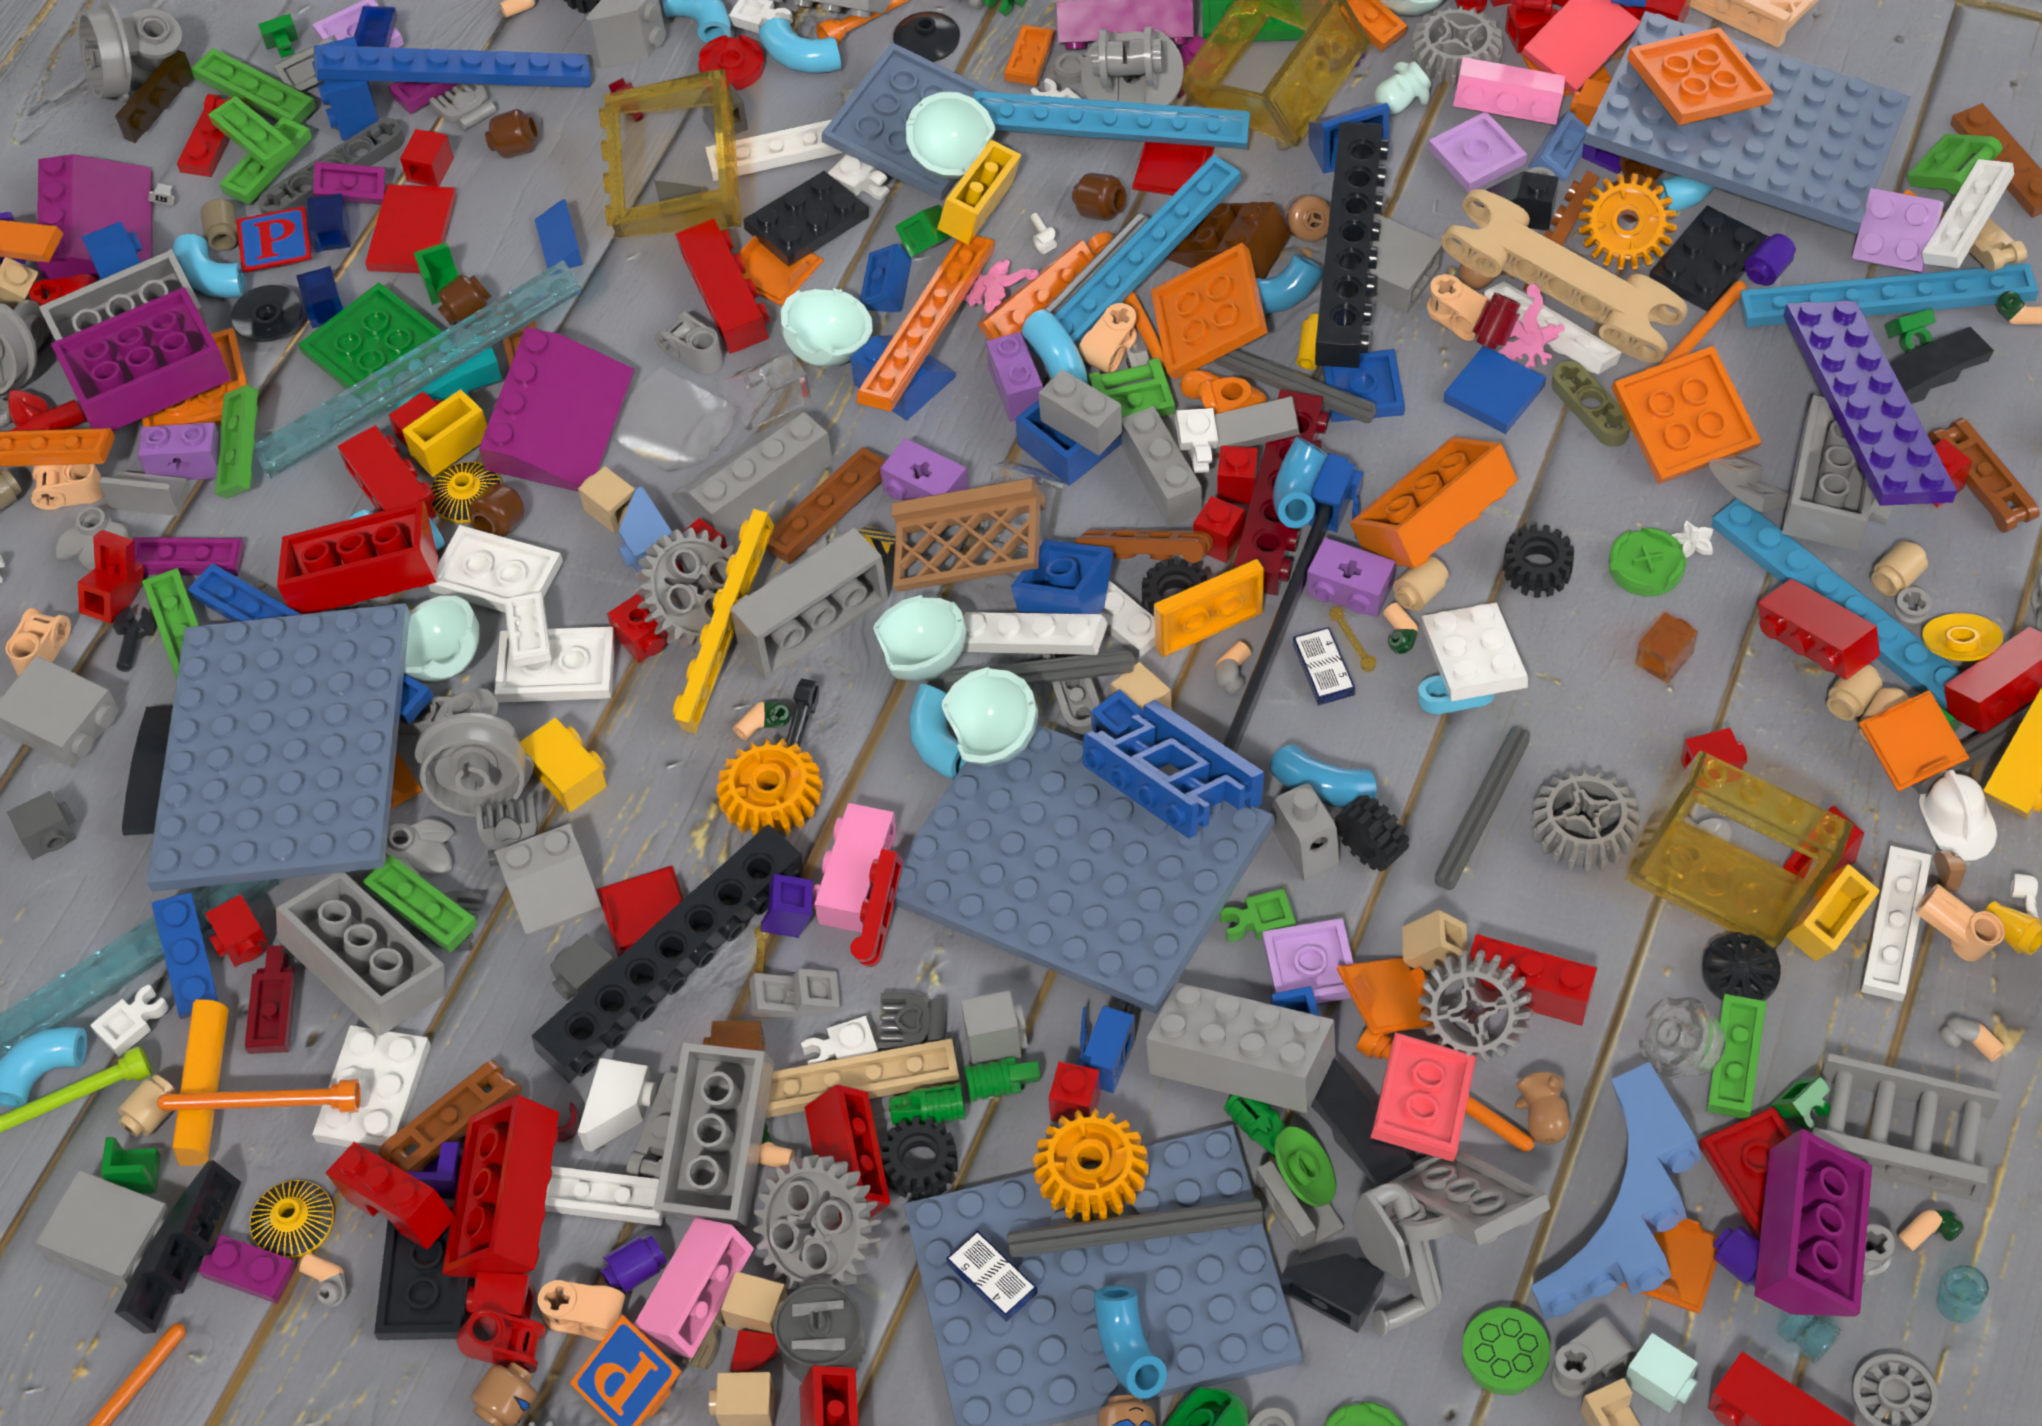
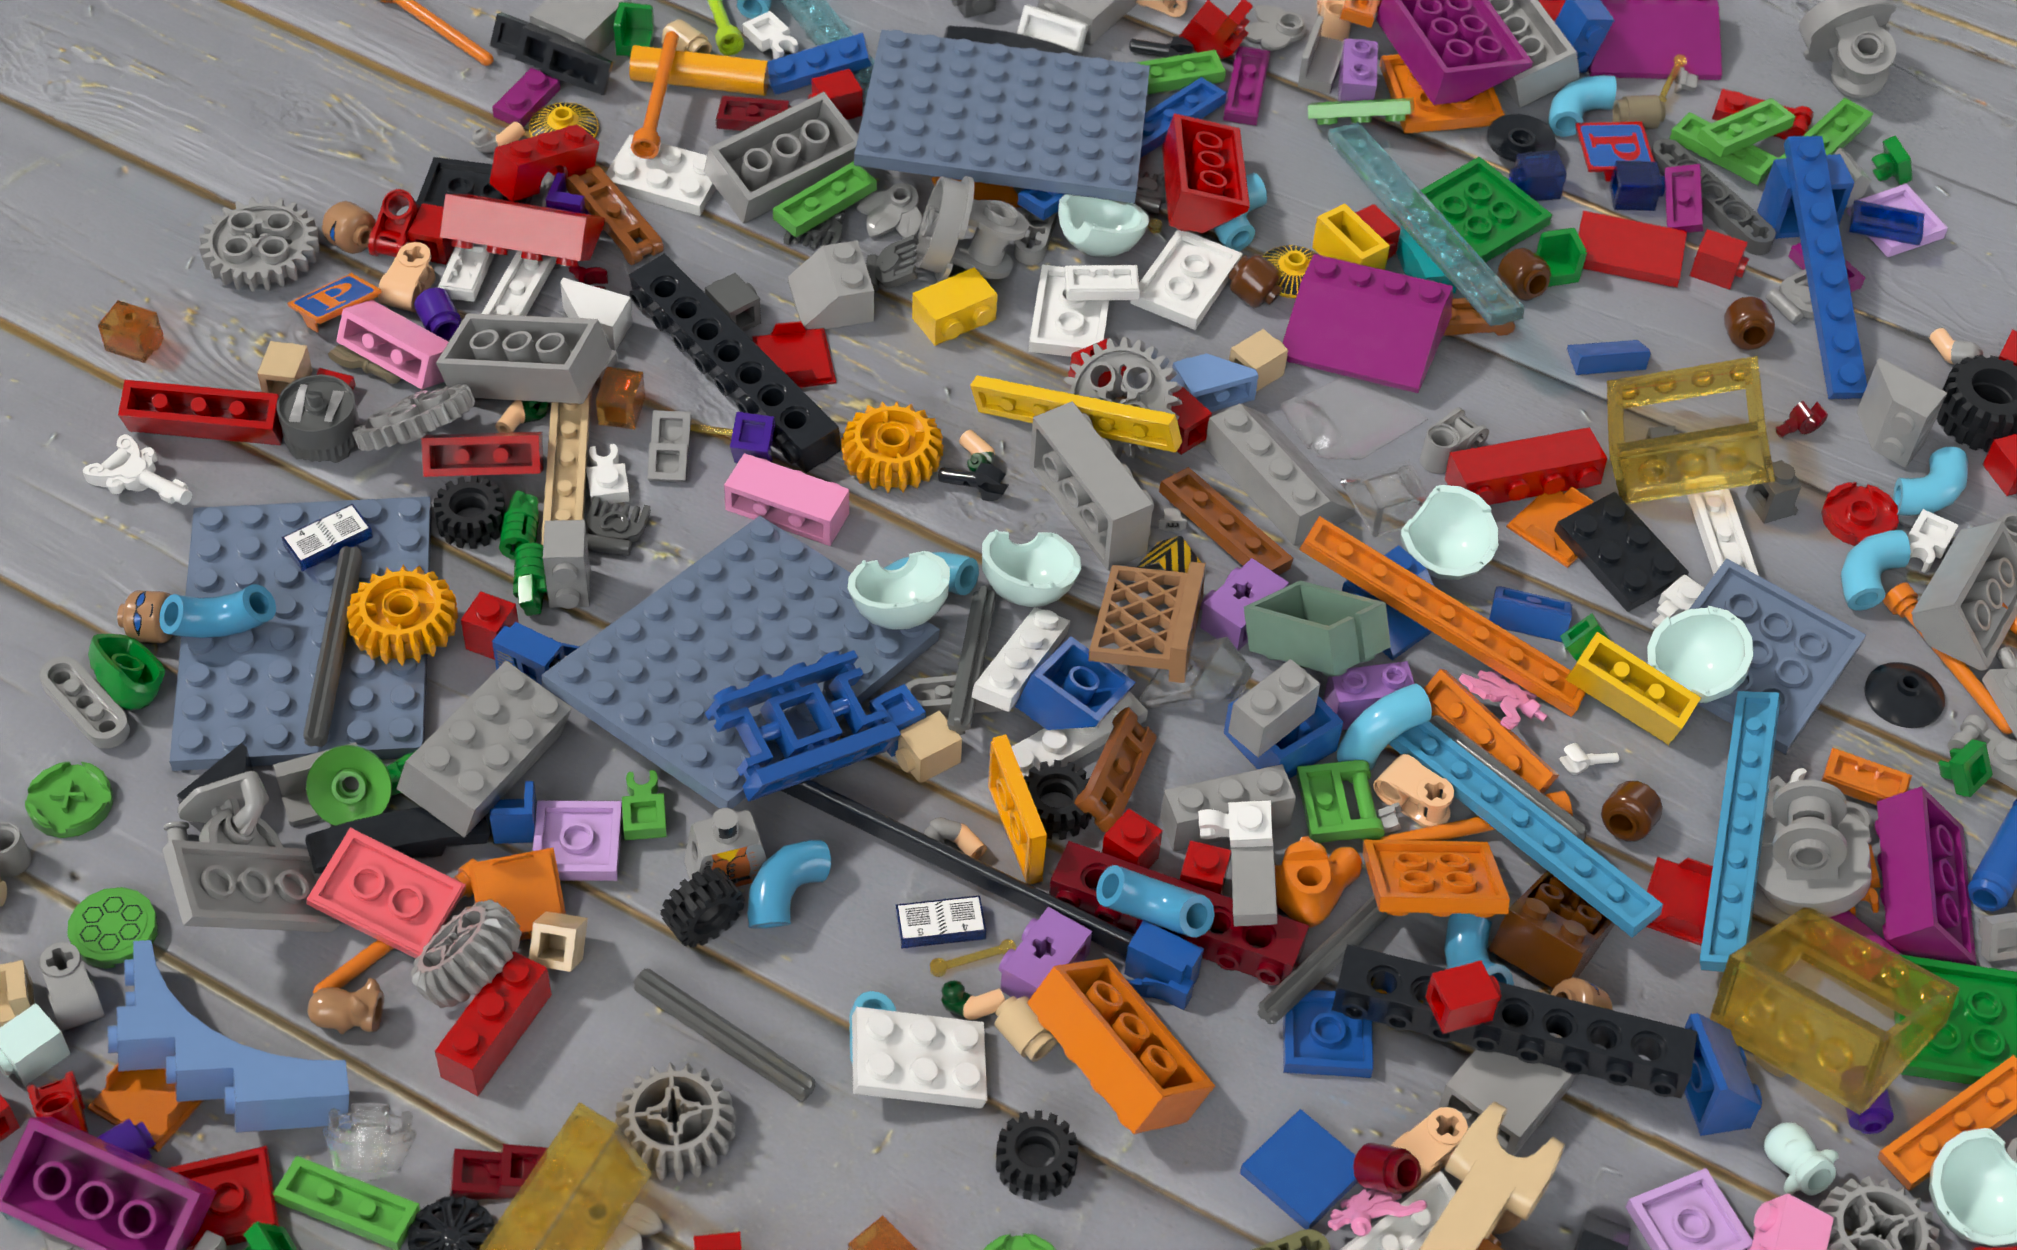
camera: 90 degrees right, 5 degrees down
(112, 737) = (1053, 28): none -> white tile
(154, 96) = (1809, 73): dark brown plate -> none
(192, 213) = (1679, 61): none -> clear yellow hinge
(382, 473) = (1293, 210): red brick -> none
(568, 1255) = (466, 272): none -> white plate
(752, 1303) = (372, 383): tan brick -> none
(878, 909) = (728, 500): red plate -> none
(966, 402) = (1317, 627): none -> sand green piece
(1359, 254) = (1463, 996): none -> red brick
(1668, 949) = (492, 1174): none -> dark red slope
(1720, 1320) = (60, 1101): none -> red piece

